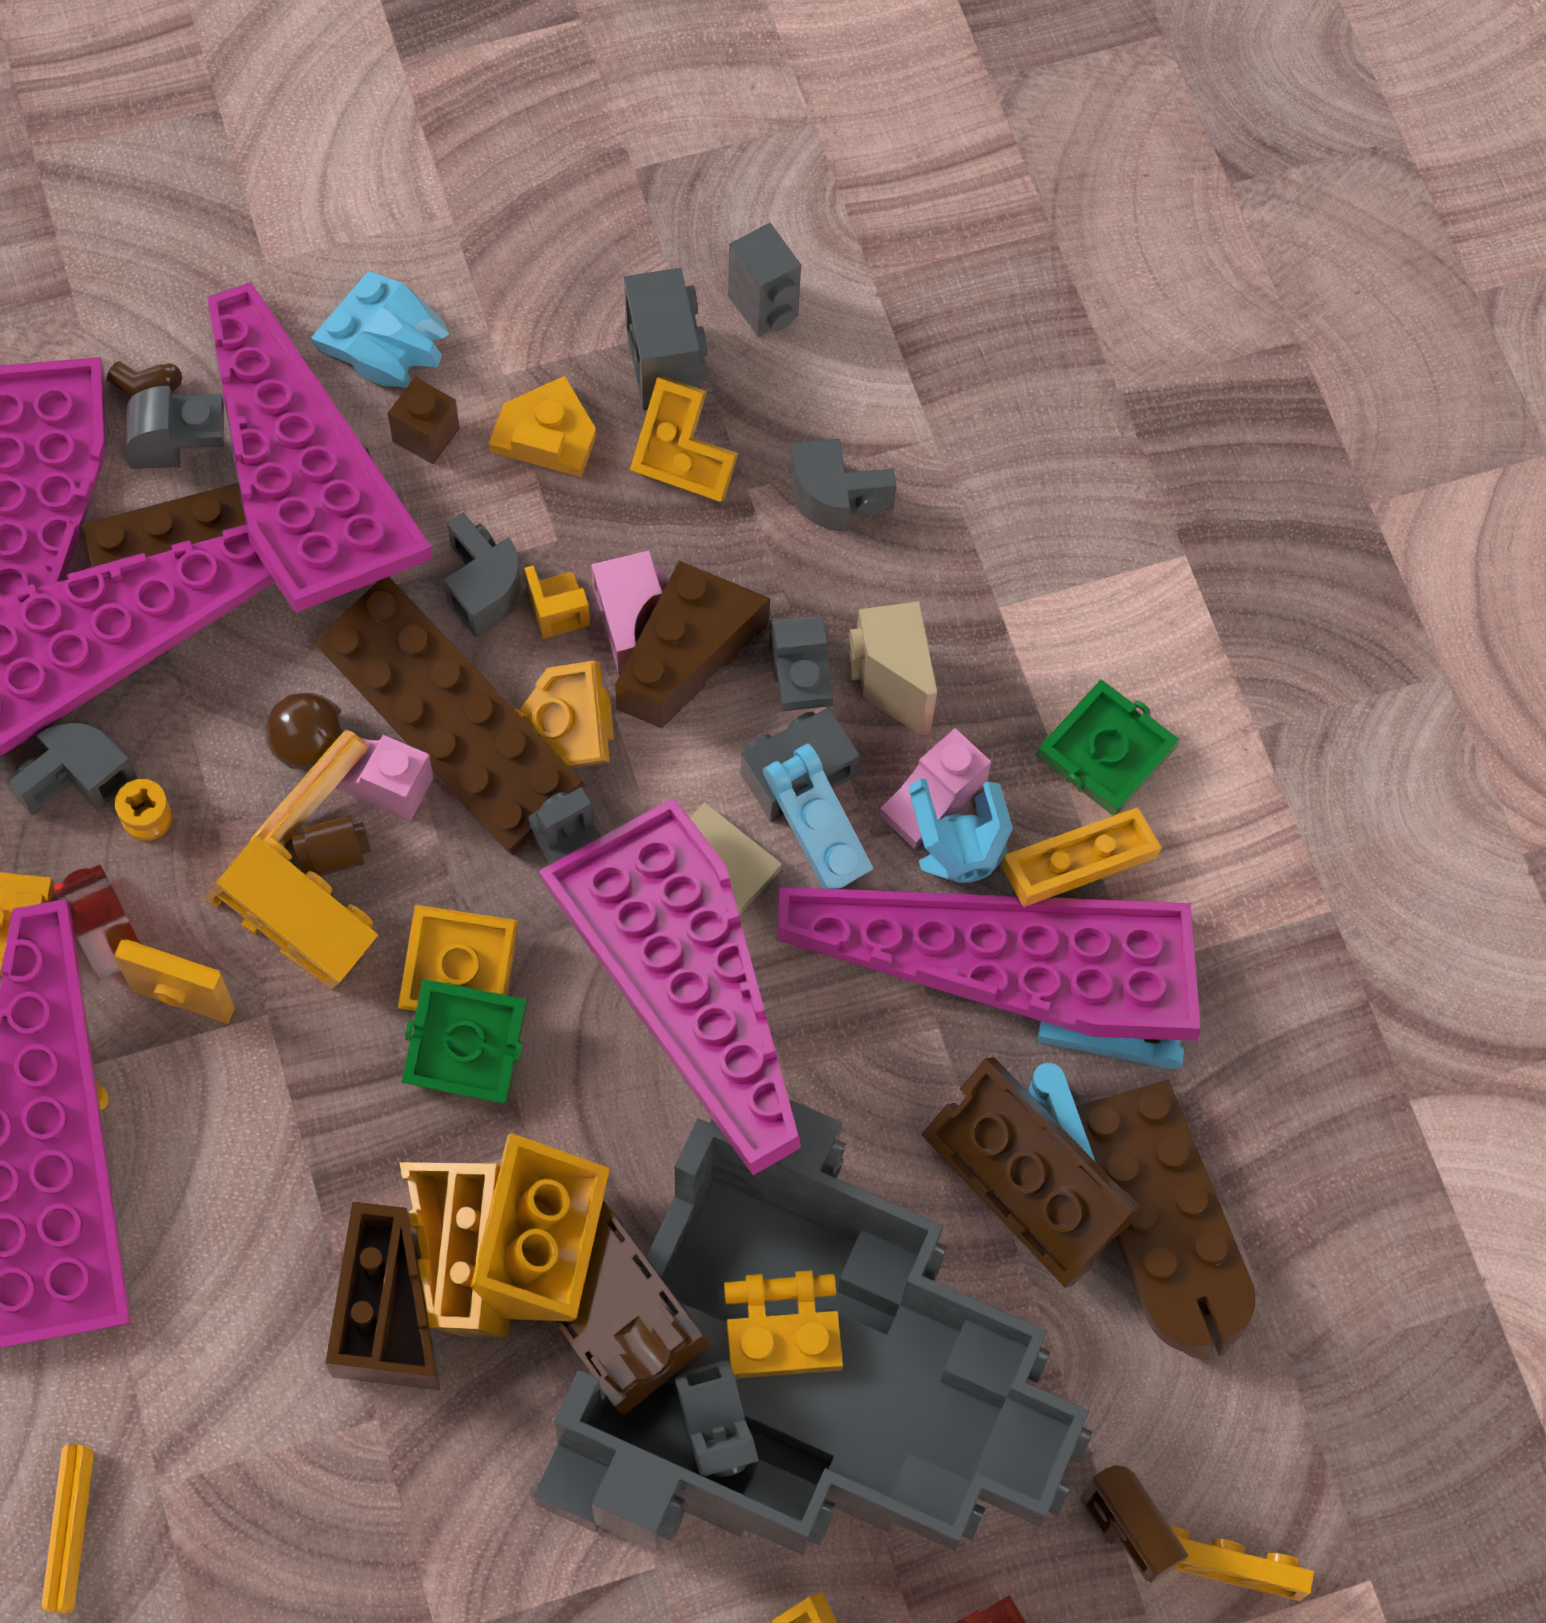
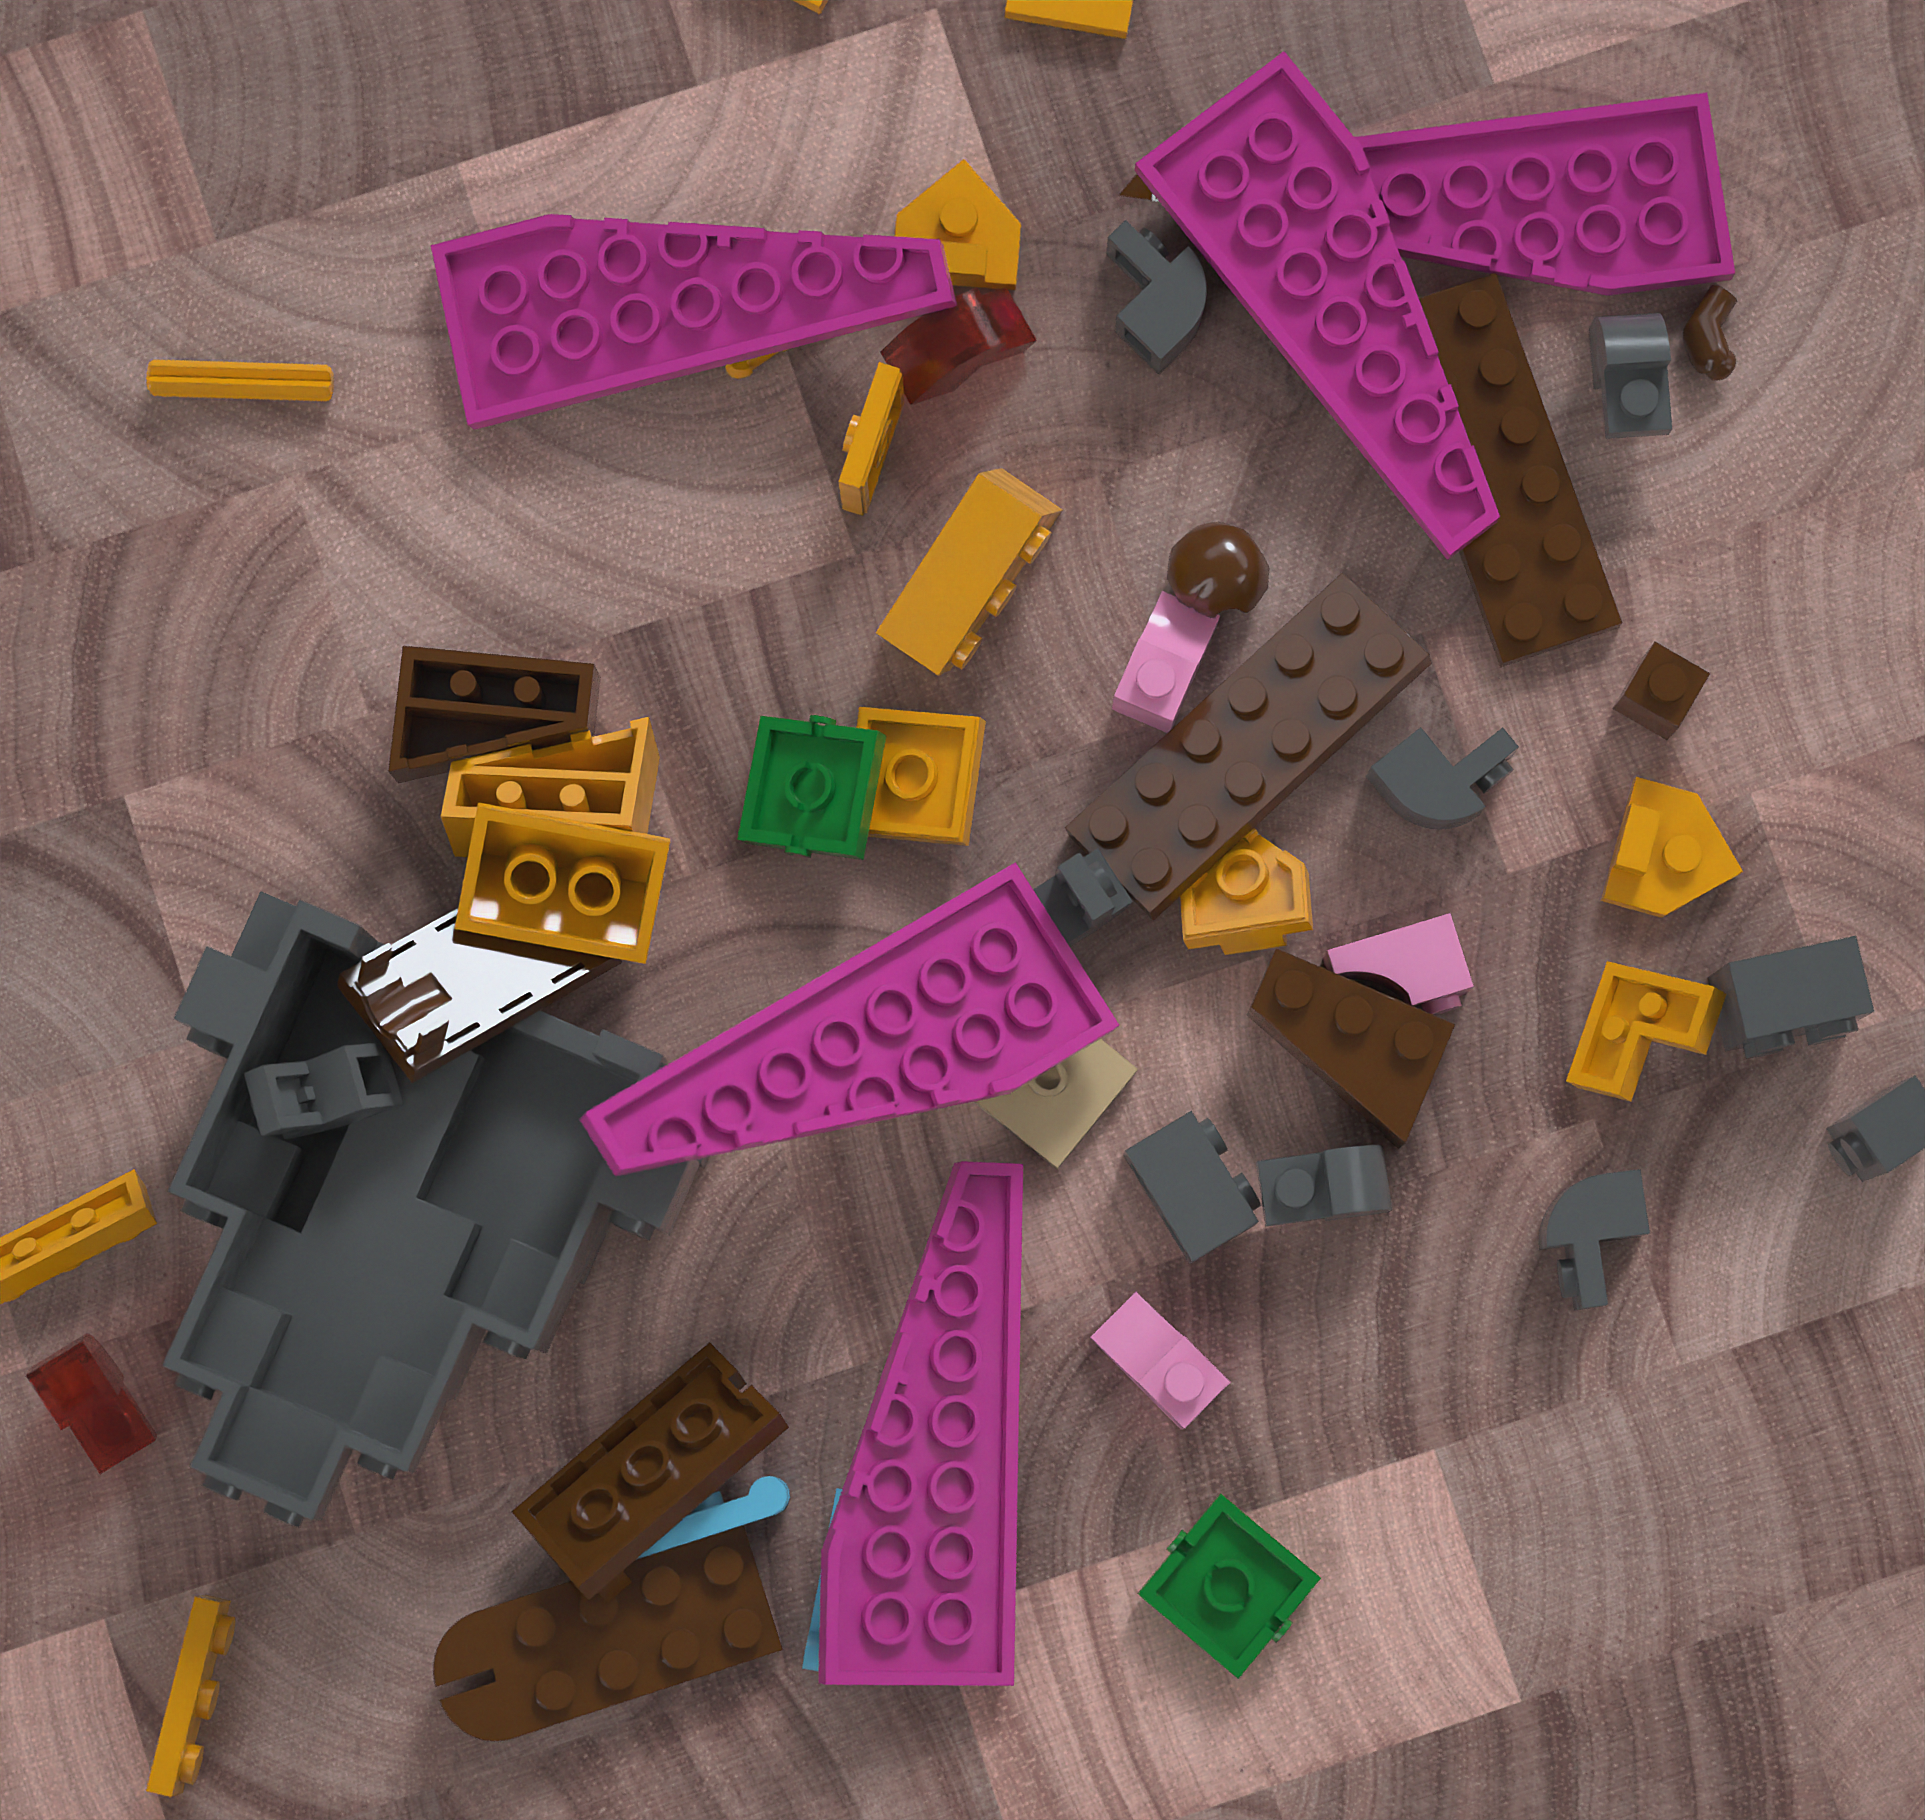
camera: 95 degrees right, 15 degrees up
(148, 821) = (1104, 398): light orange wheel -> none
(304, 479) = (1547, 545): dark pink wing -> none
(313, 788) = (1129, 581): light orange axle -> none
(331, 846) = (1062, 613): reddish brown brick -> none
(382, 331) = (1798, 631): medium azure plate -> none
(557, 603) = (1412, 874): light orange panel -> none
(783, 1342) = (428, 1170): light orange plate -> none
(818, 819) = (1104, 1210): medium azure plate -> none
(894, 664) = (1324, 1304): tan slope -> none
(965, 845) = (1075, 1392): medium azure piece -> none
(1080, 856) = (1072, 1546): light orange plate -> none
(1129, 1514) = (223, 1583): reddish brown brick -> none

